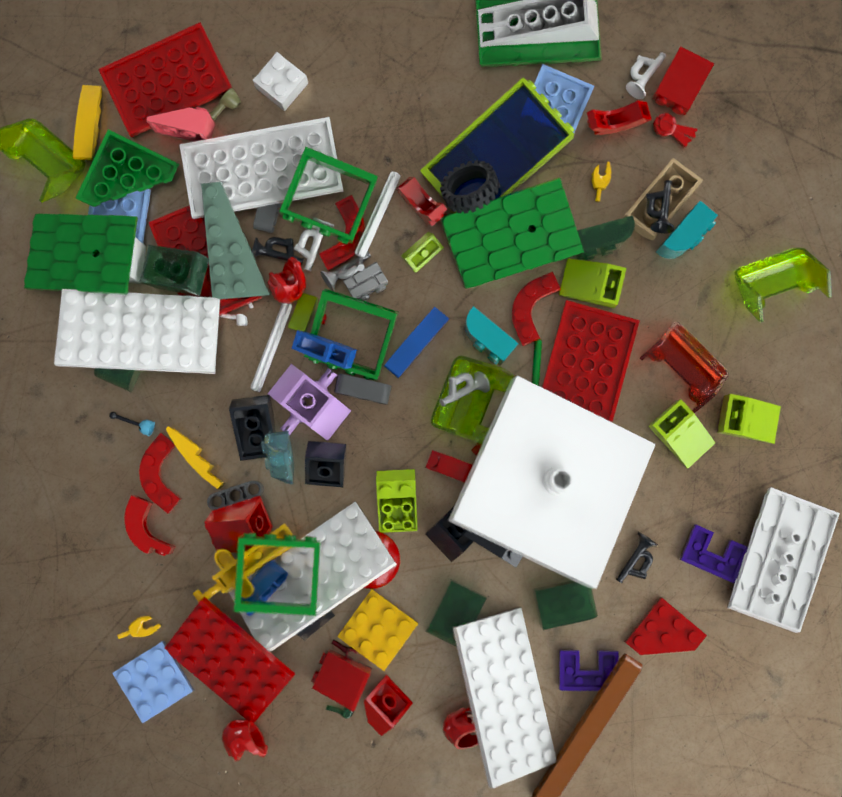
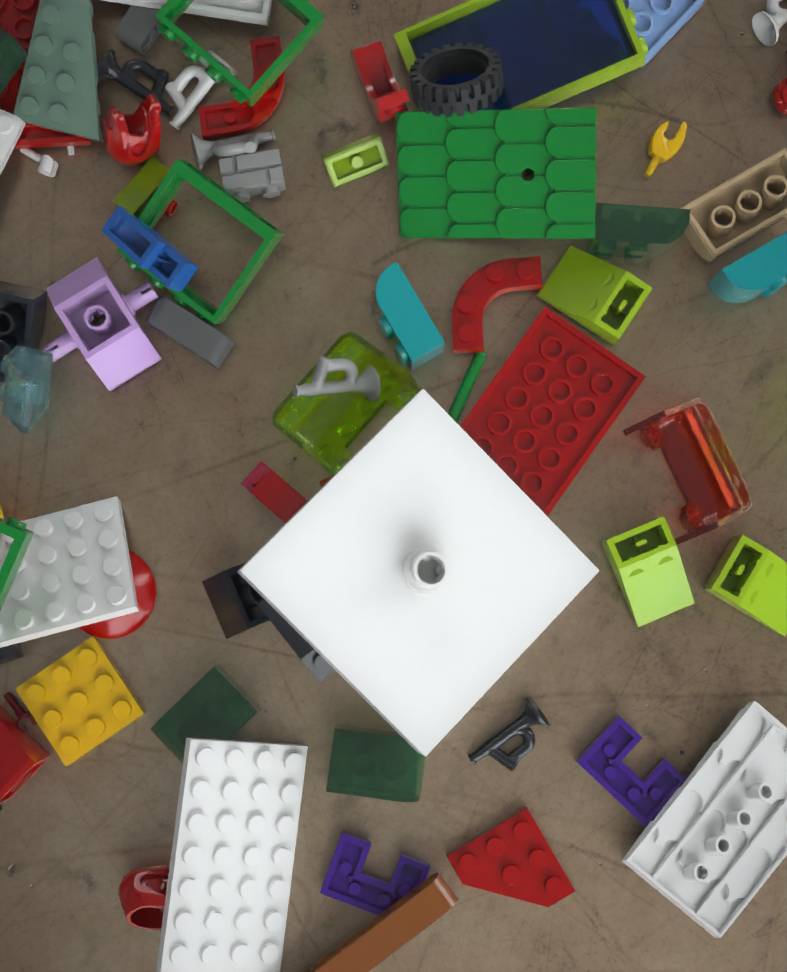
camera: 25 degrees right, 0 degrees up
(271, 347) = (77, 222): white axle -> none
(325, 464) = (92, 423): black slope -> none
(377, 214) = (307, 79): white axle -> none
(386, 706) = (48, 819): red slope -> none
(396, 500) = (179, 517): lime slope -> none
(416, 342) = (295, 290): blue slope -> none
(619, 119) = (722, 63): red arch -> none
(662, 225) = (731, 241): black piece -> none

